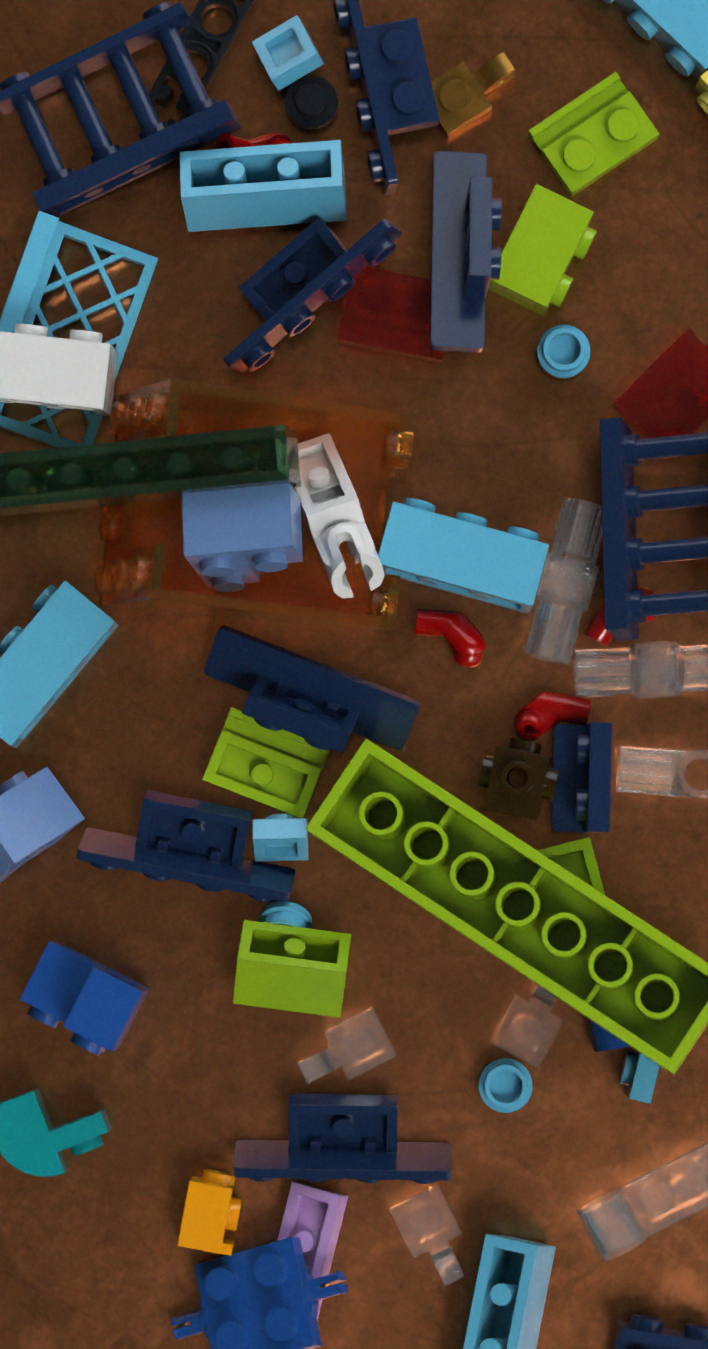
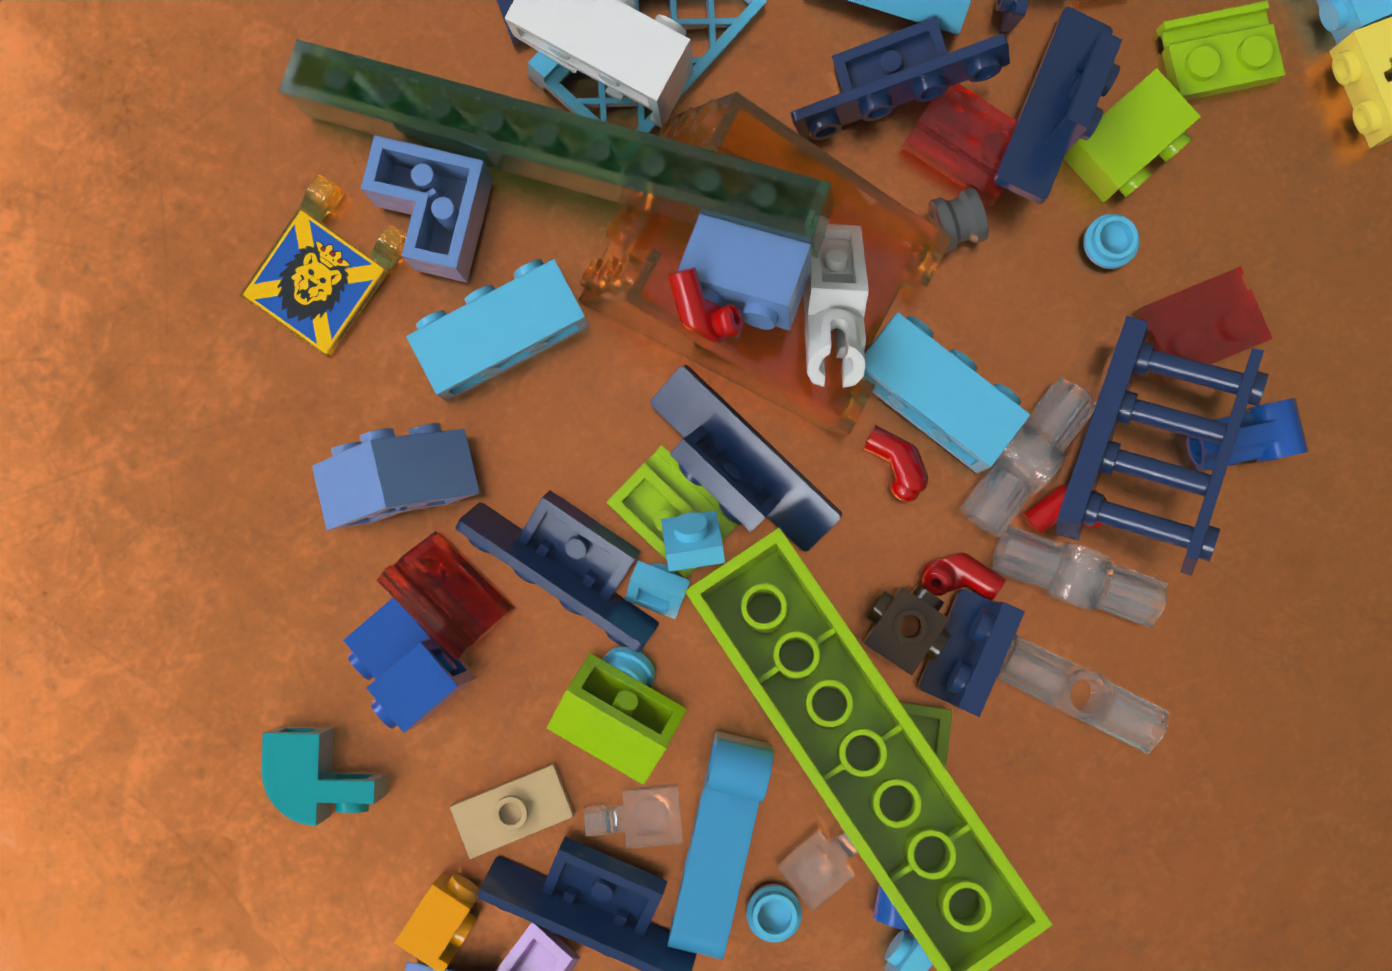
camera: 20 degrees right, 0 degrees up
(92, 922) = (444, 594): none -> clear red plate
(219, 583) = (701, 314): none -> red arm
(232, 1092) = (512, 810): none -> tan plate
(294, 781) = (692, 540): none -> medium azure plate
(415, 390) = (960, 218): none -> dark grey wheel
(431, 1043) = (720, 844): none -> dark azure beam

